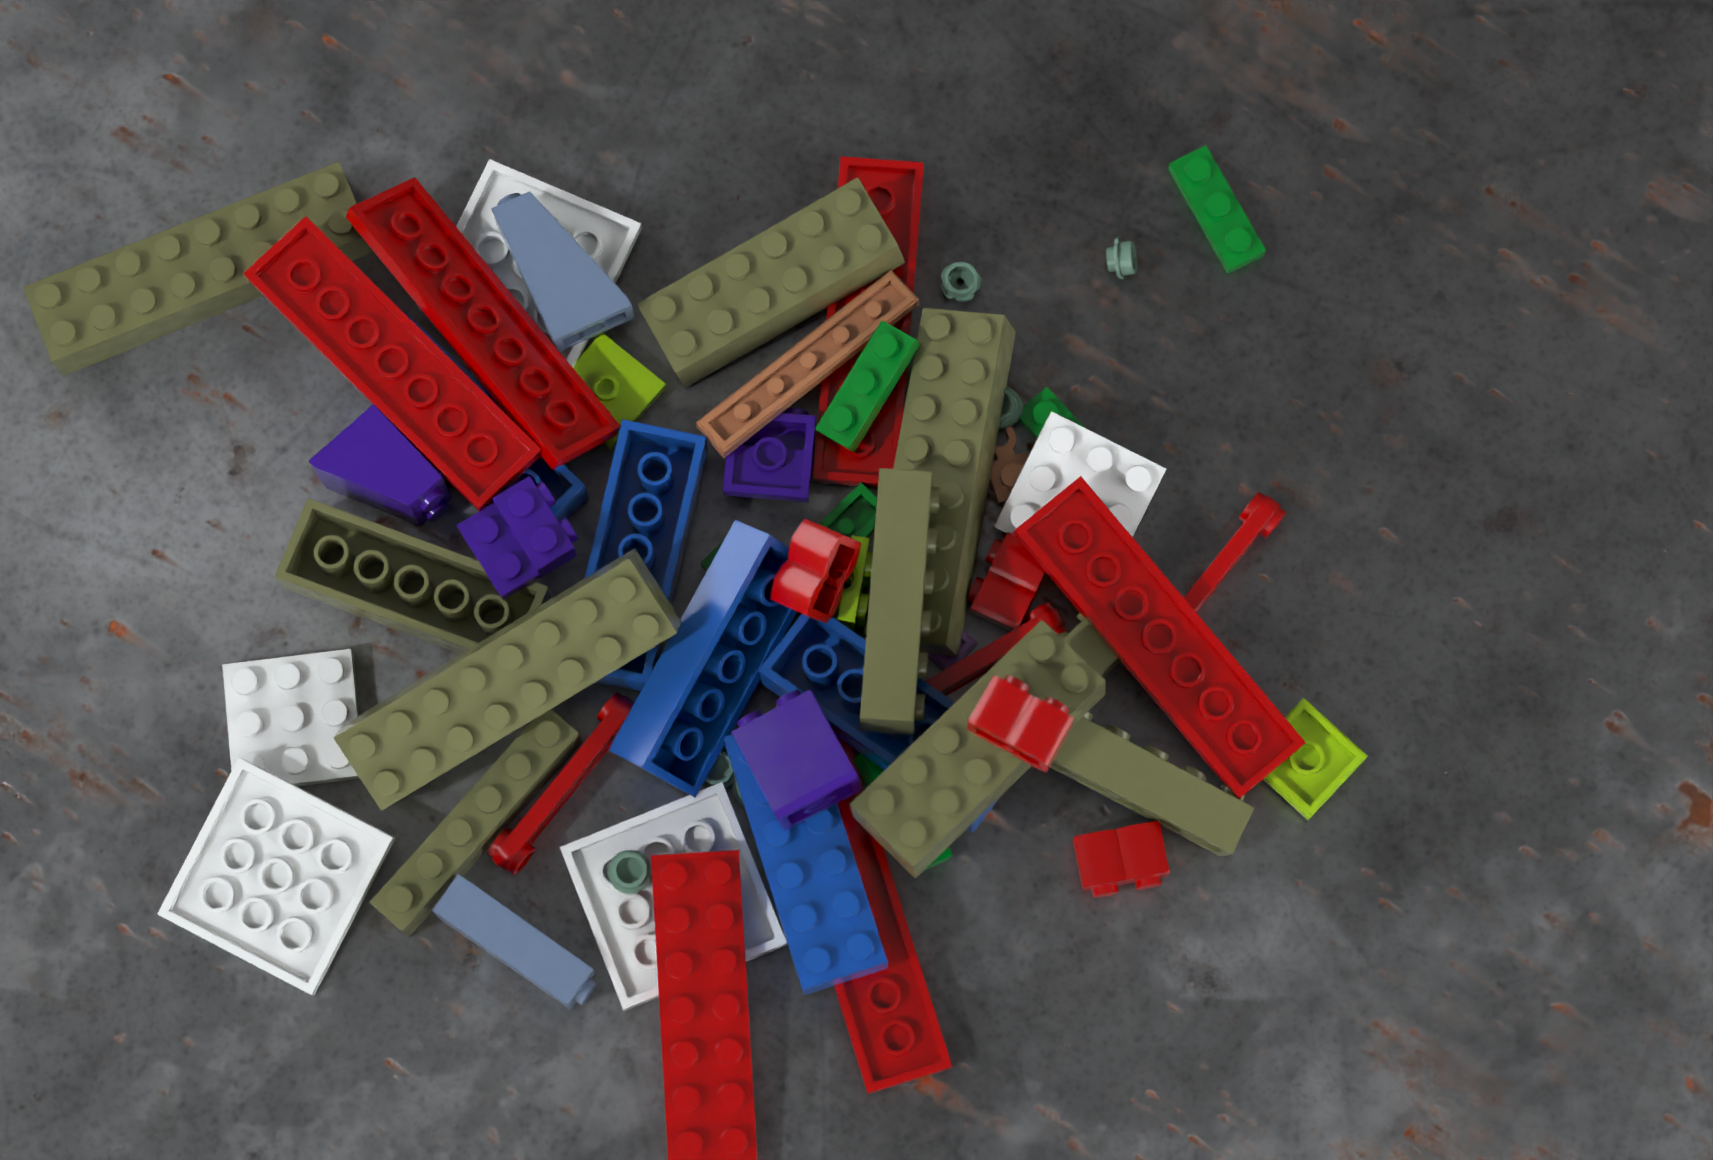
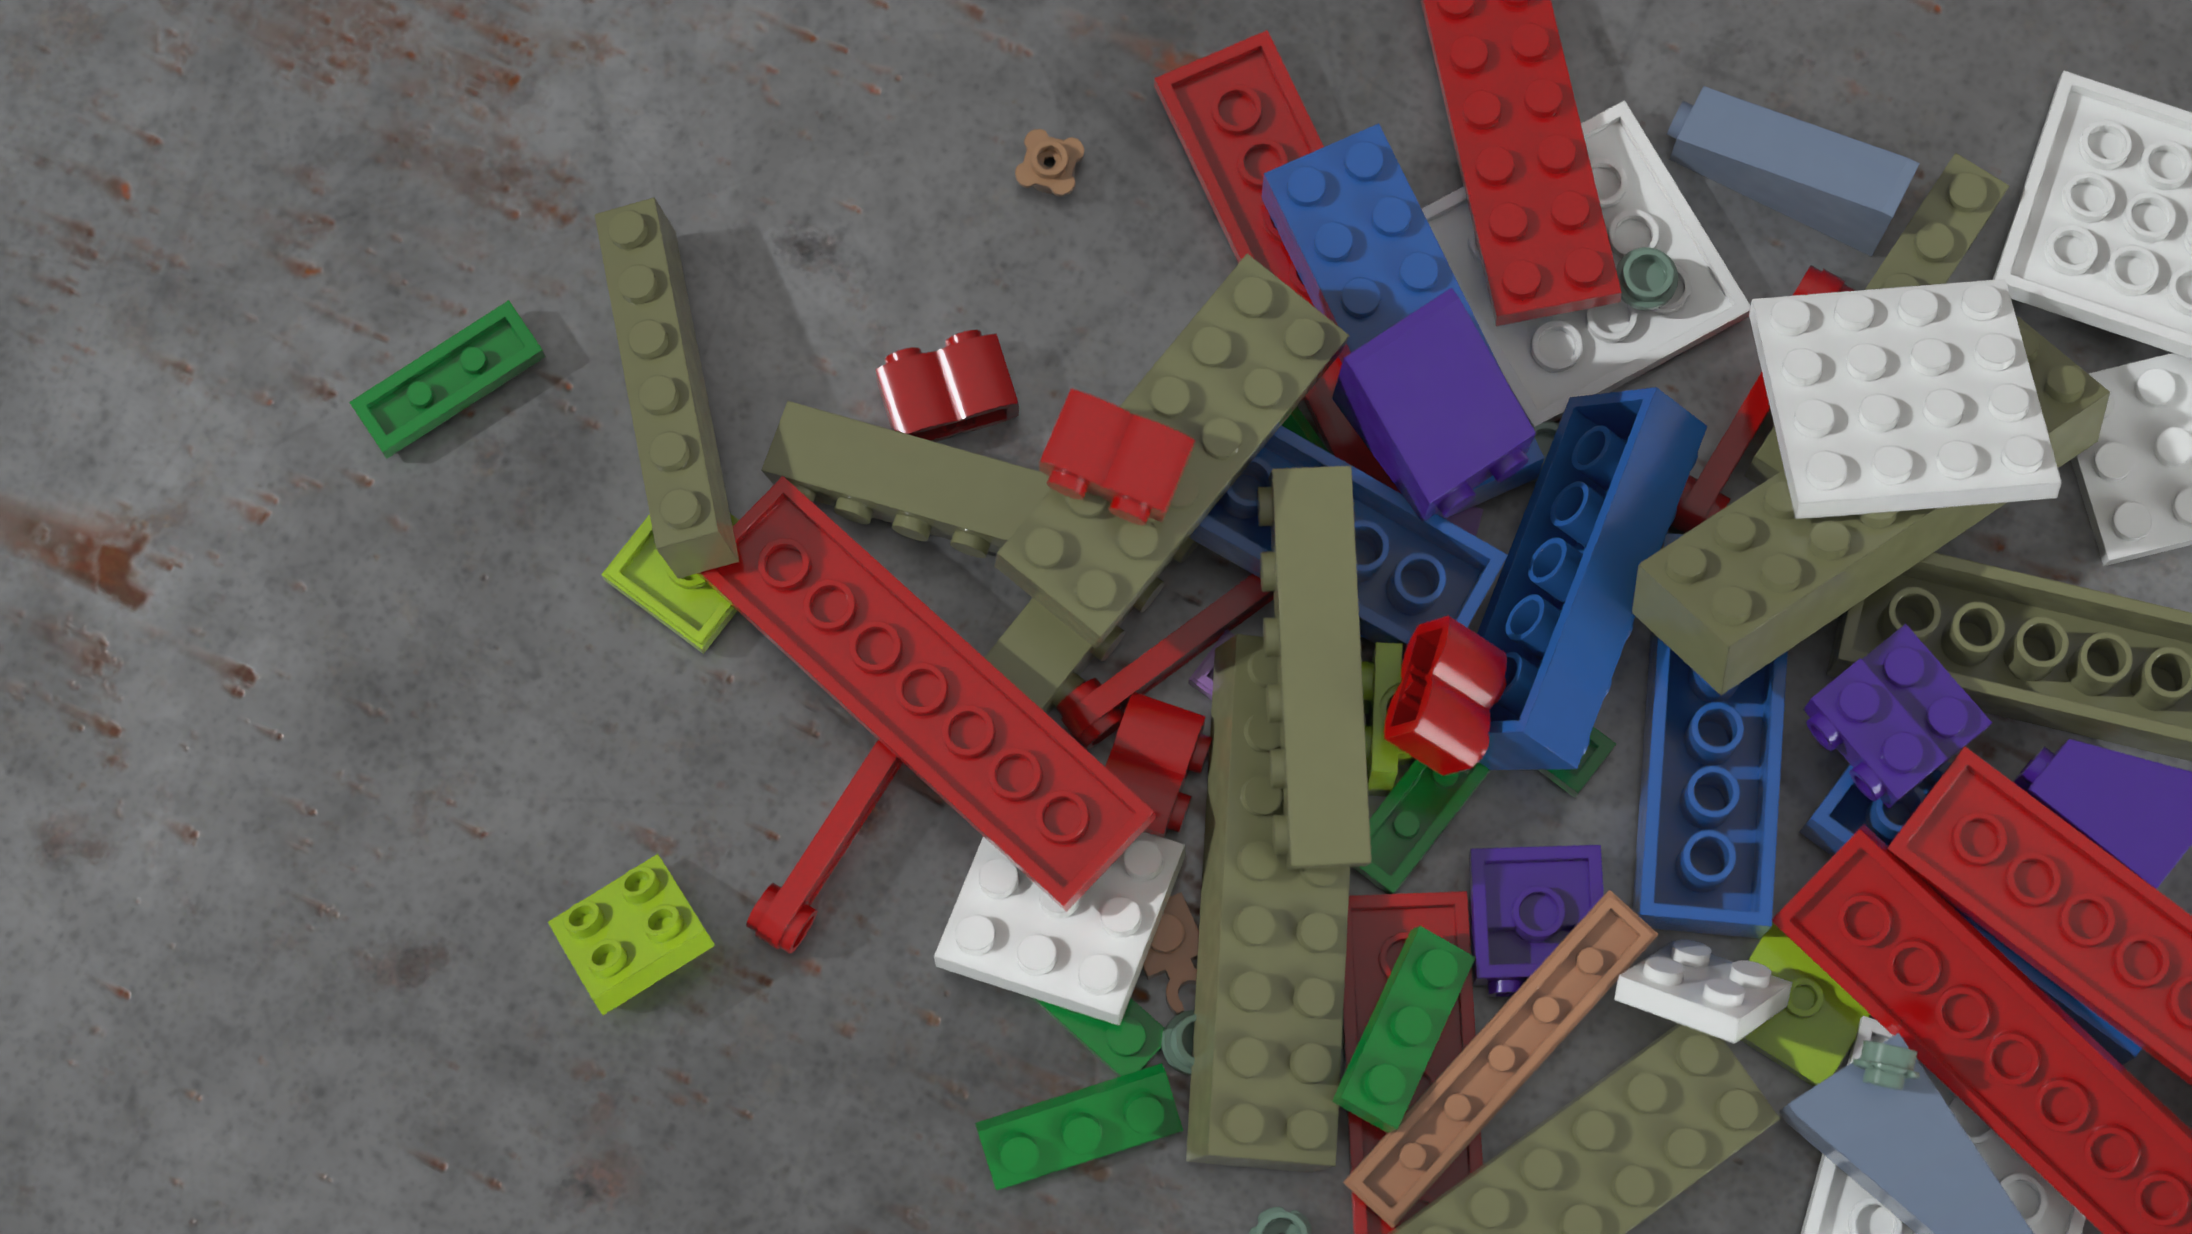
camera: 175 degrees right, 0 degrees up
(477, 738) = (1903, 399): none -> white plate
(566, 315) = (1886, 1064): none -> sand green plate
(672, 385) = (1704, 990): none -> white plate
(1020, 1022) = (1055, 179): none -> medium nougat plate
(1081, 362) = (1079, 1126): none -> green plate
(1316, 870) = (666, 389): none -> olive brick
(1362, 511) = (630, 934): none -> lime plate
(1466, 909) = (447, 379): none -> green plate

